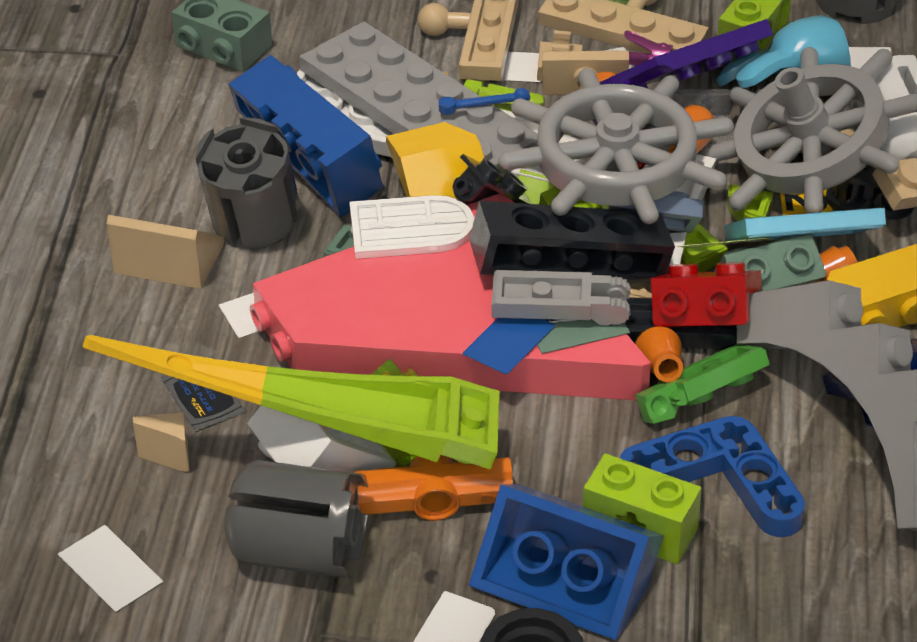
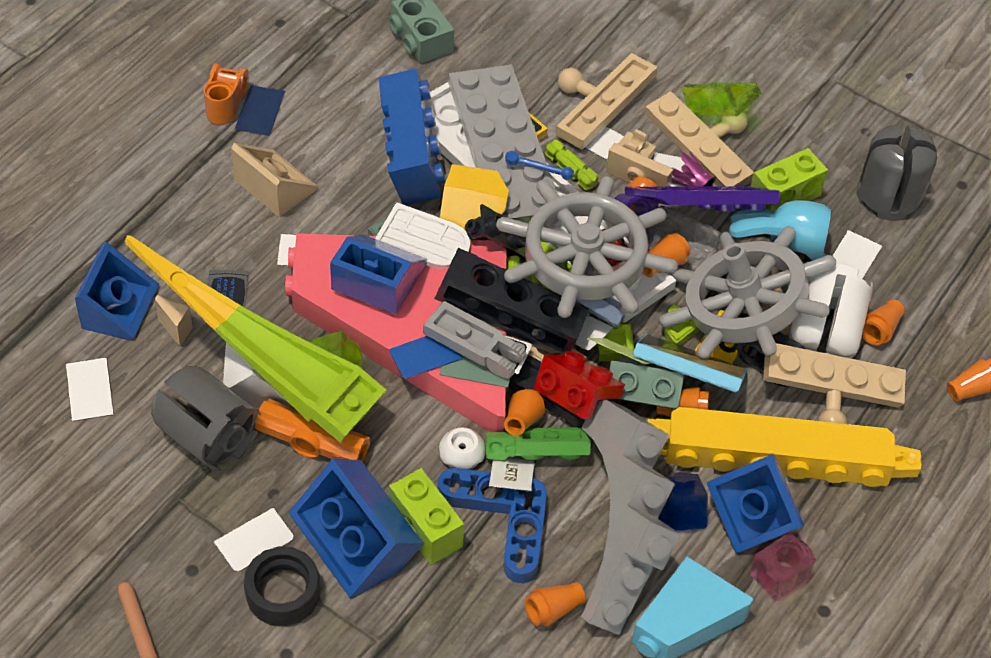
camera: 25 degrees right, 10 degrees up
(35, 186) = (224, 93): none -> orange piece
(72, 448) = (114, 295): none -> blue slope
(87, 189) = (259, 110): none -> dark blue sticker
(248, 183) = (342, 158): dark grey cylinder -> none
(392, 277) = (375, 272): none -> blue slope
(616, 426) = (462, 458): none -> white plate
(699, 422) = (512, 474): none -> white sticker
(850, 534) = (551, 603): none -> orange cone

